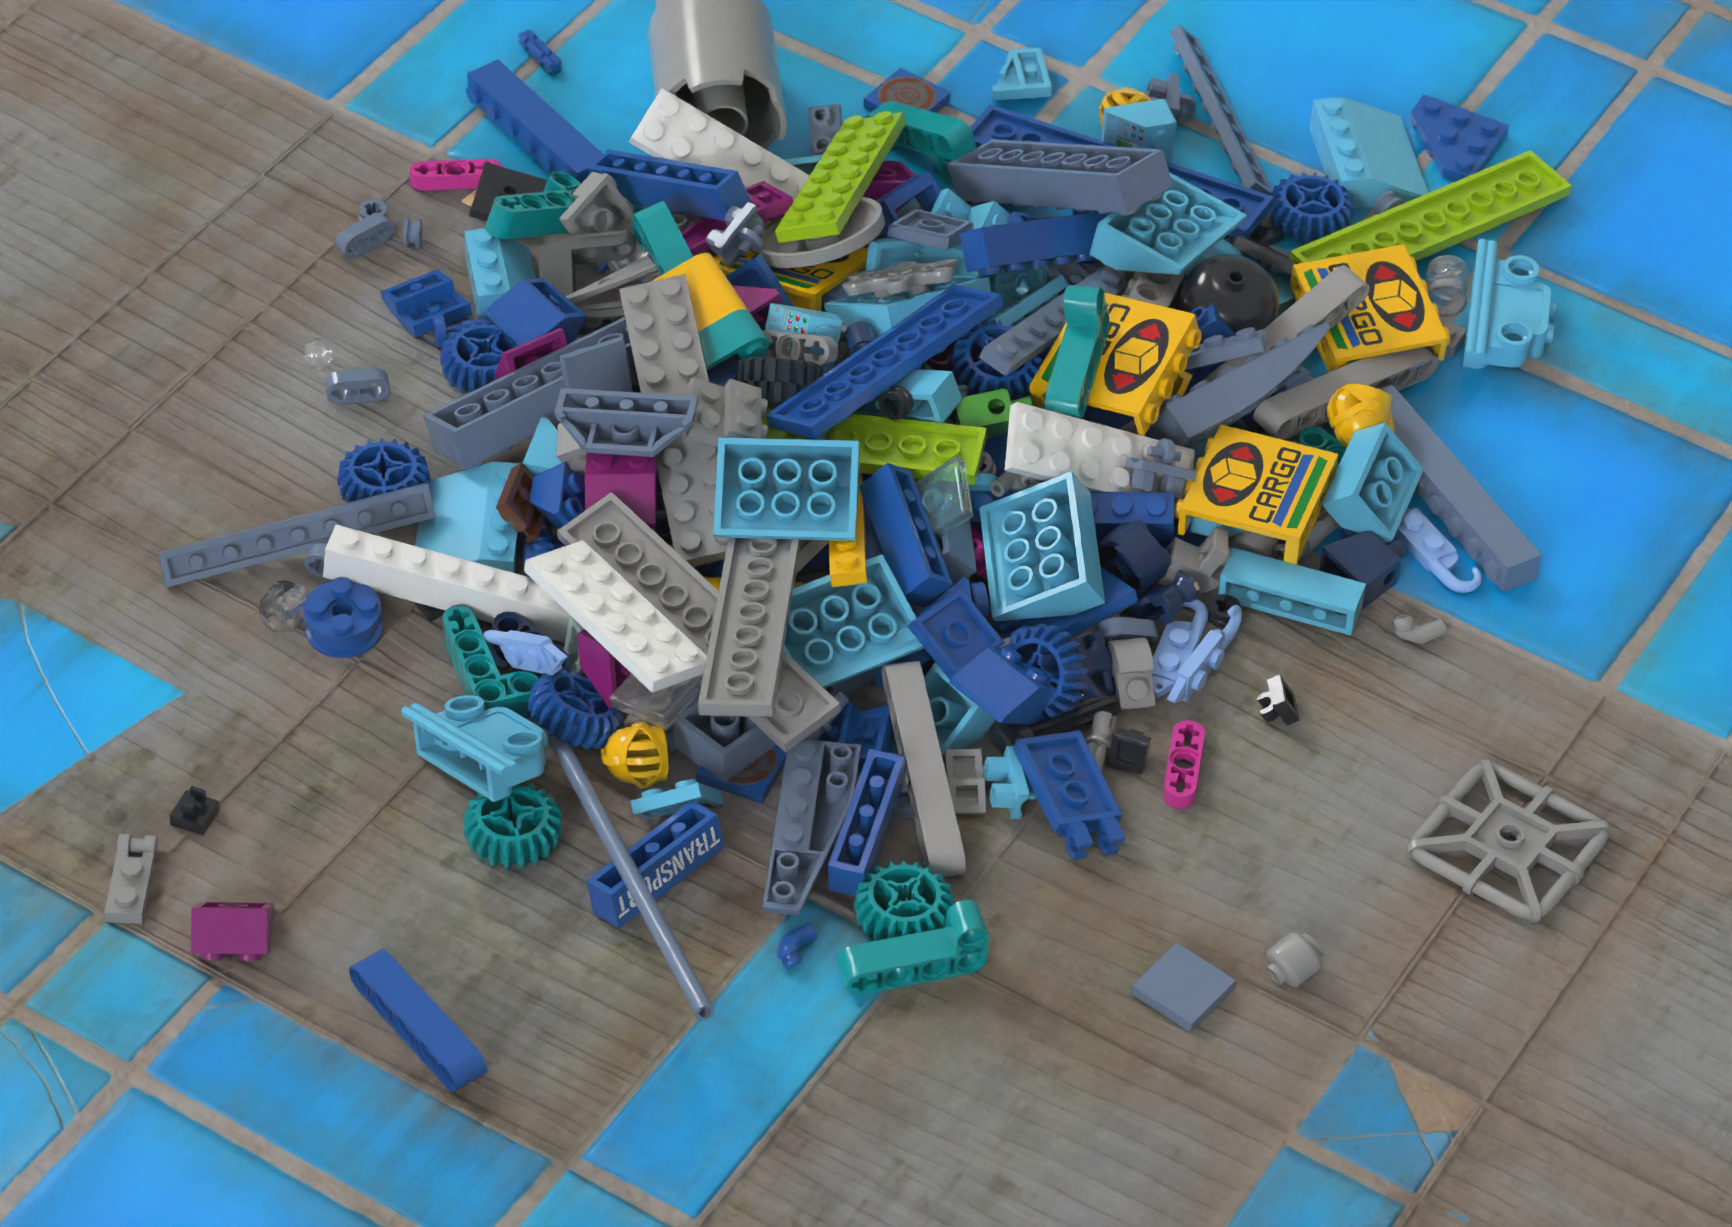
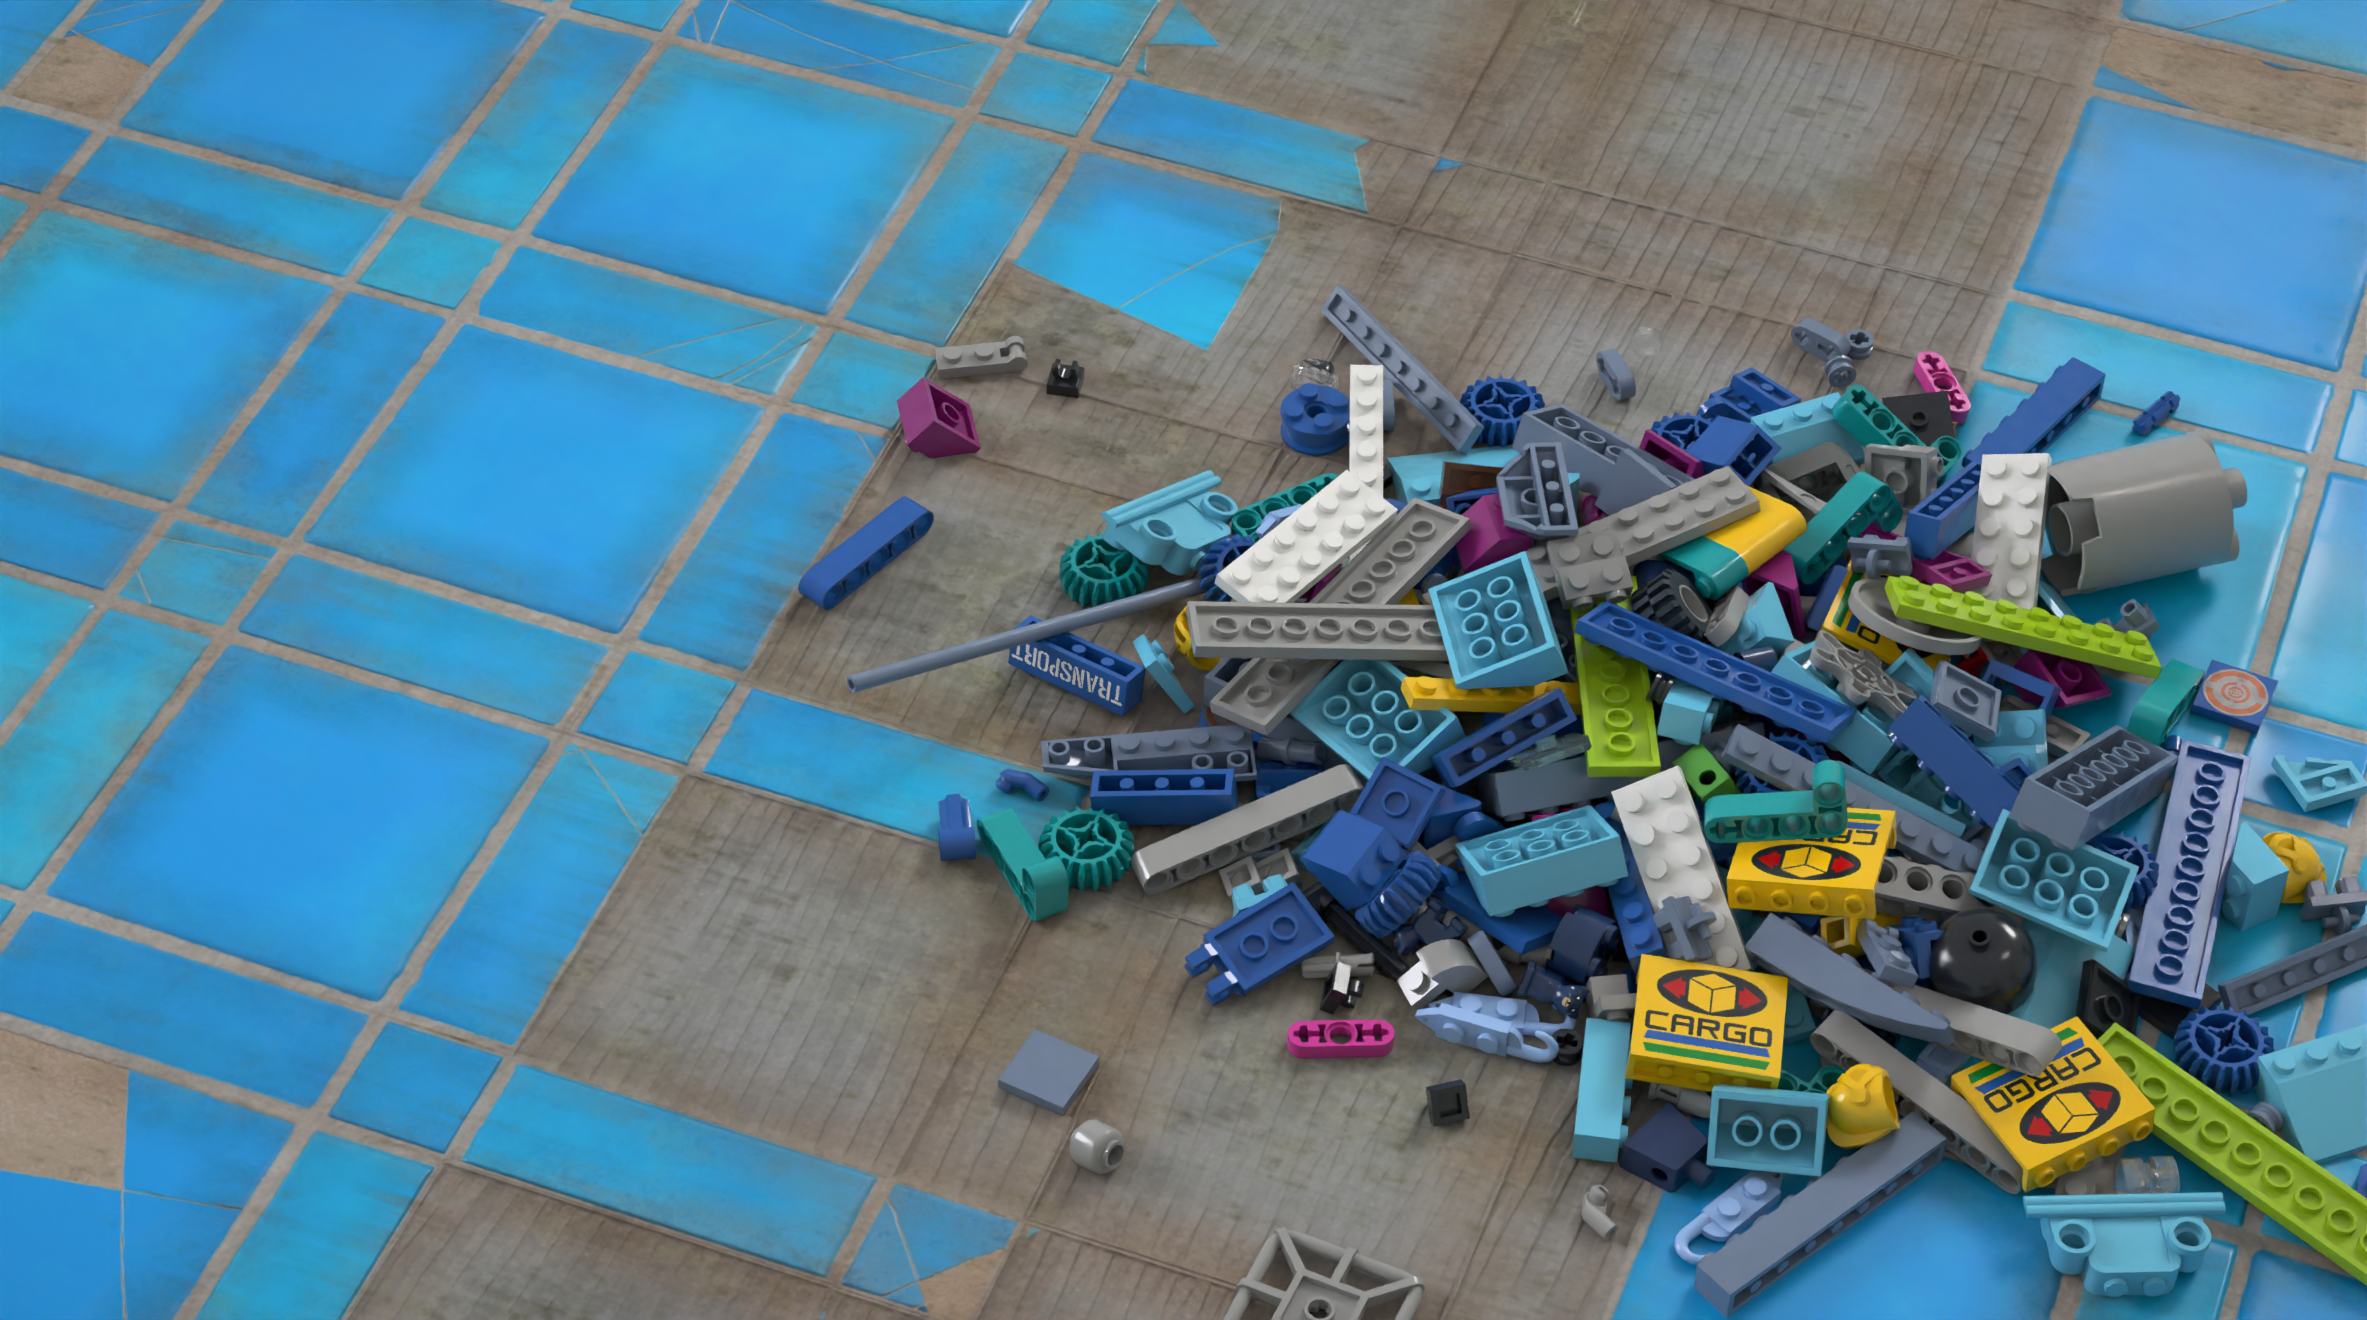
camera: 80 degrees right, 0 degrees up
(863, 1006) = (956, 833): none -> blue piece

